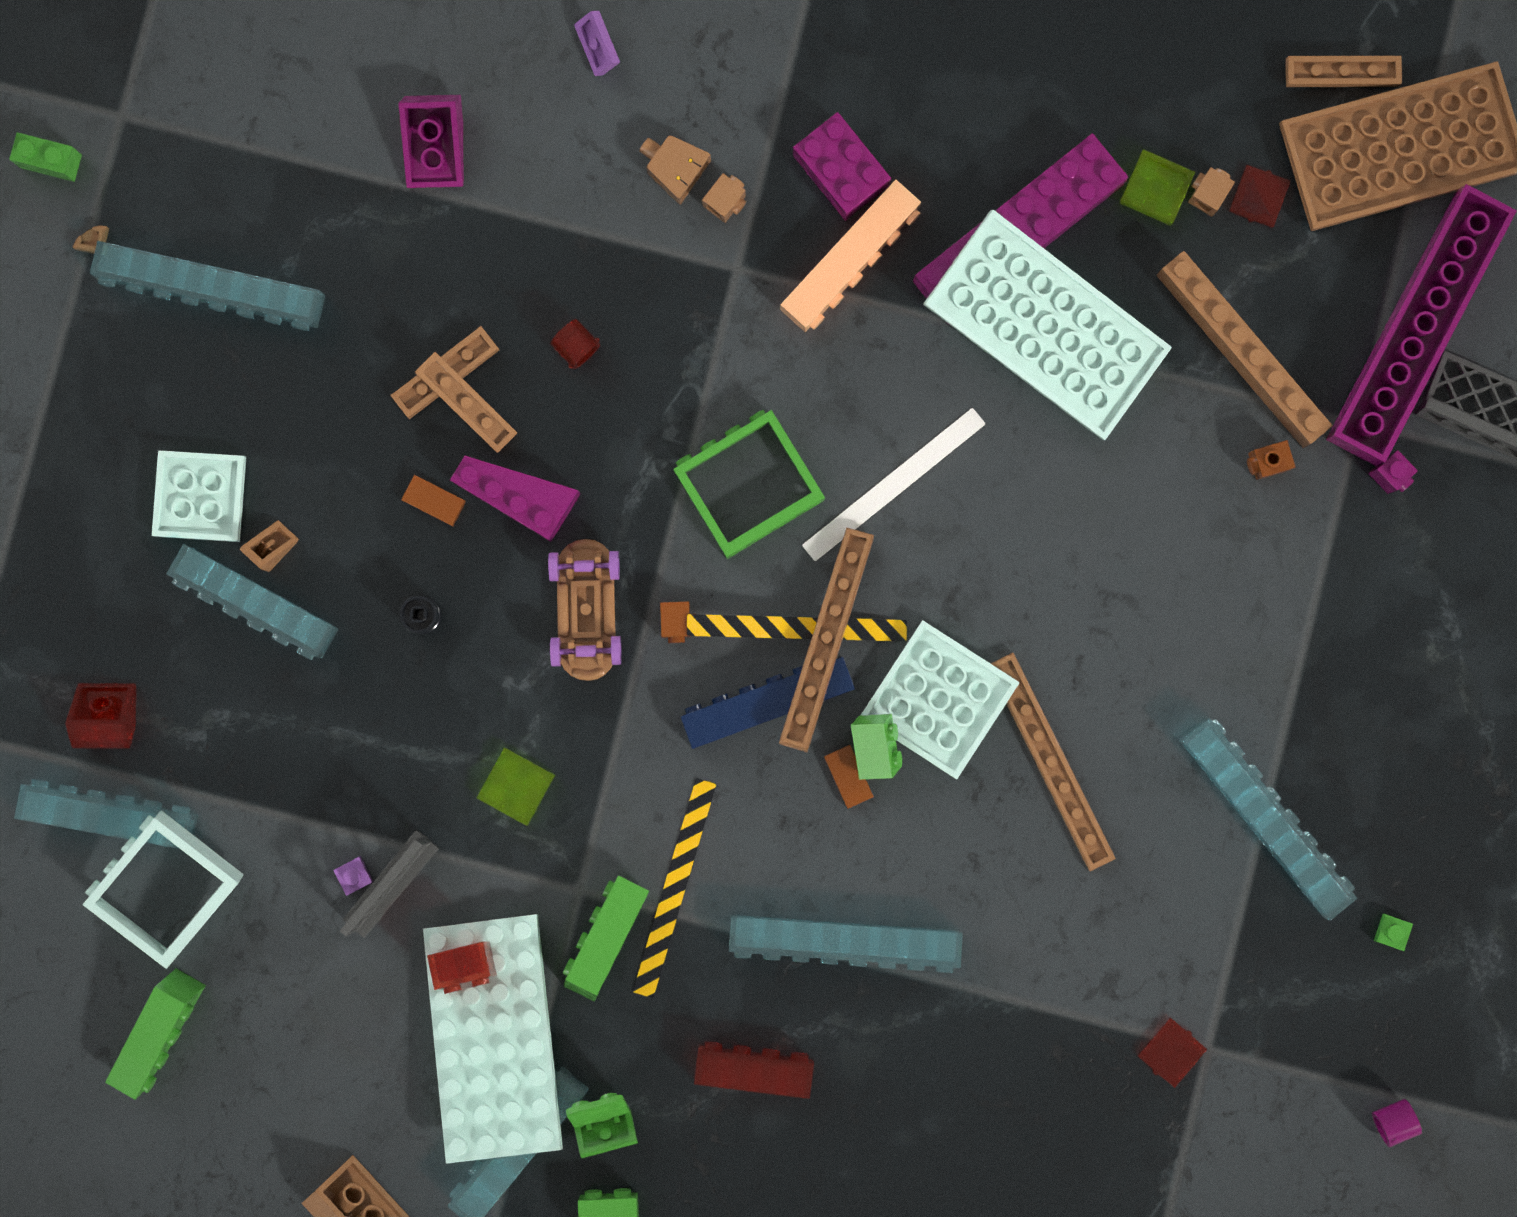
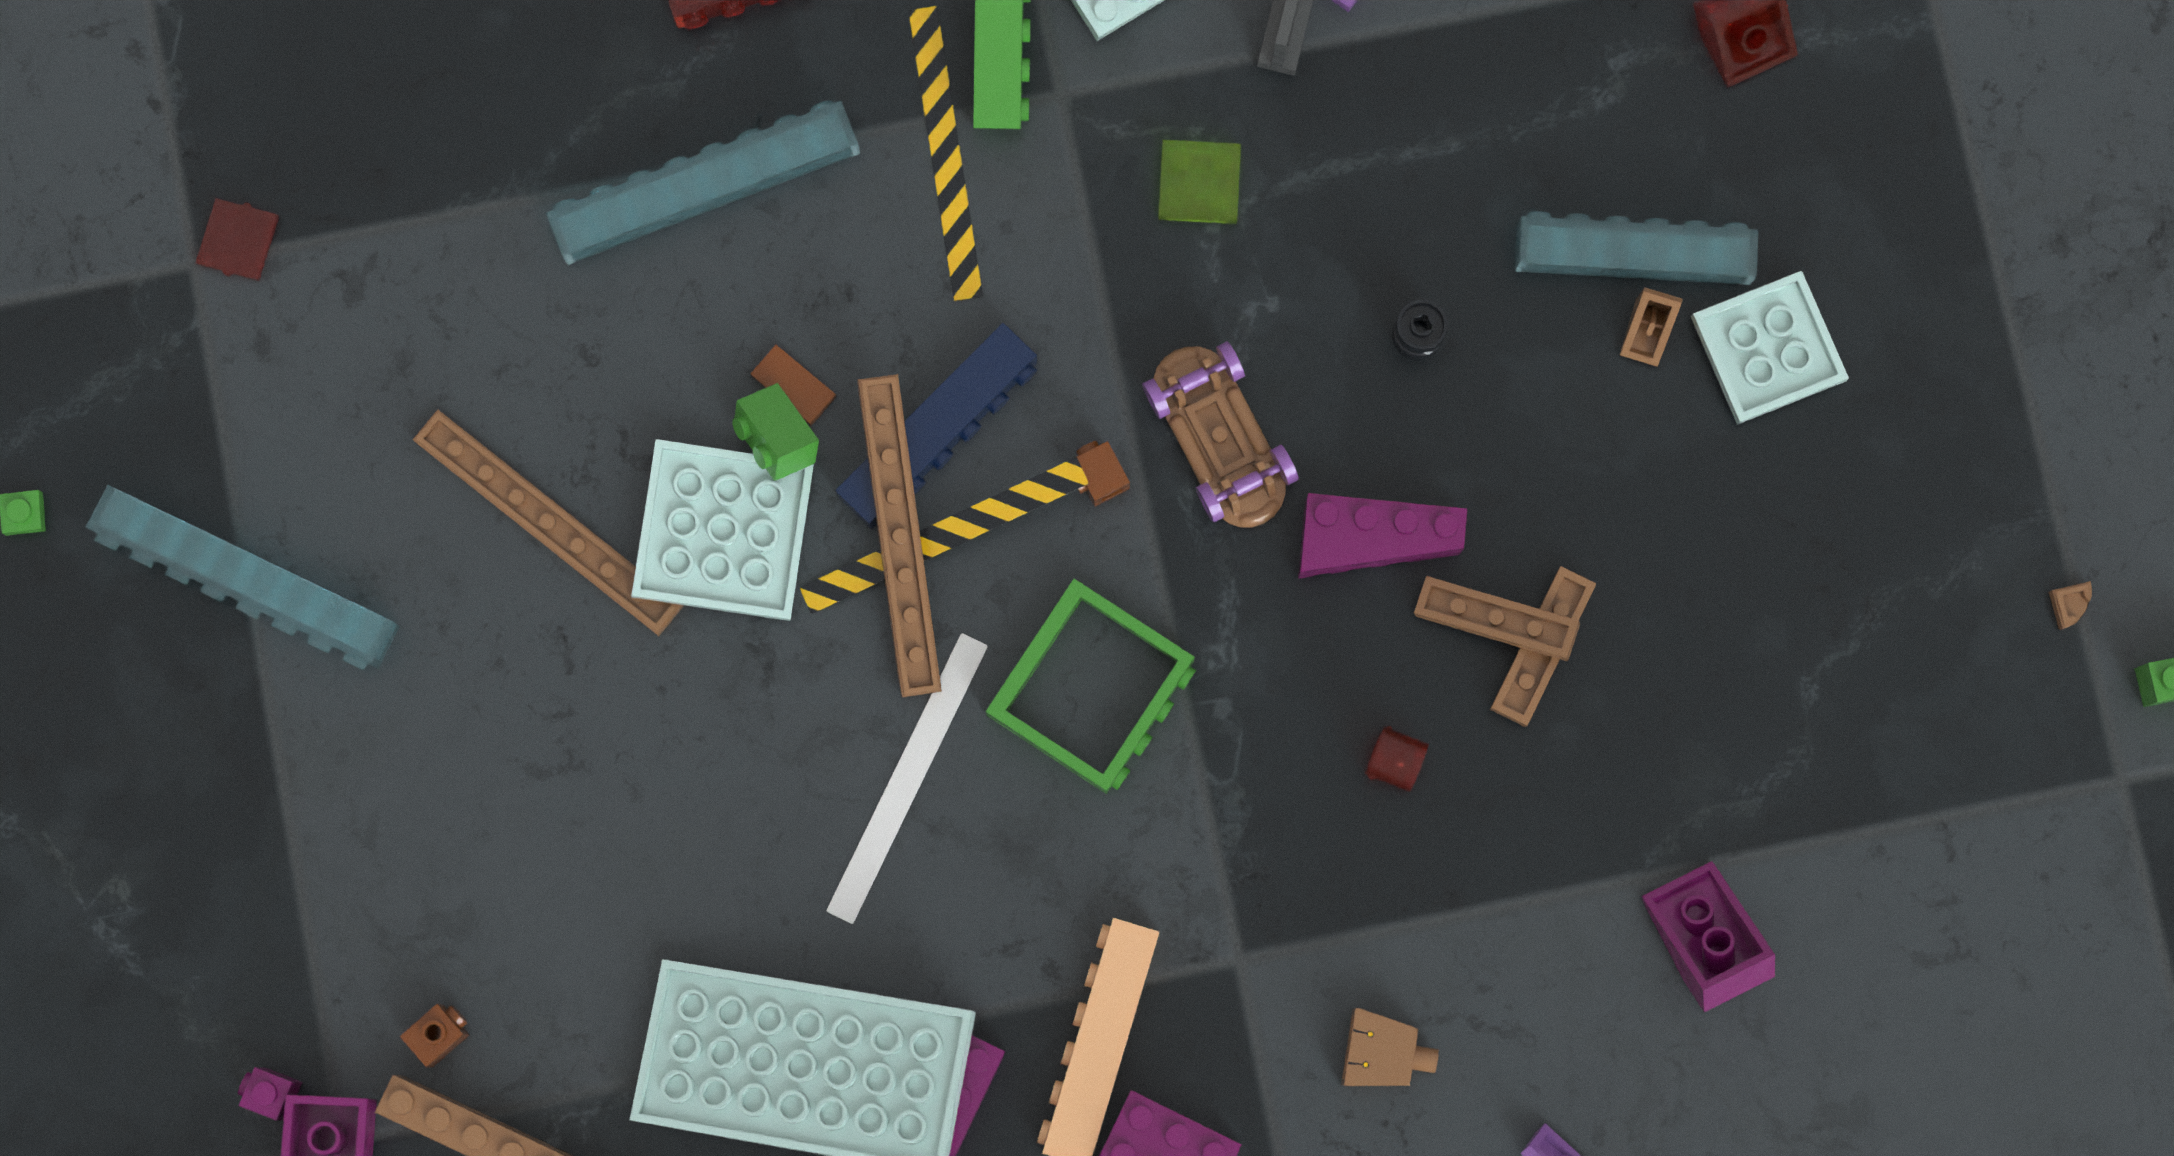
camera: 155 degrees right, 5 degrees down
(207, 285) = (1896, 613): clear light blue brick -> none
(433, 500) = (1476, 481): dark orange tile -> none
(725, 197) = (1297, 1042): medium nougat brick -> none

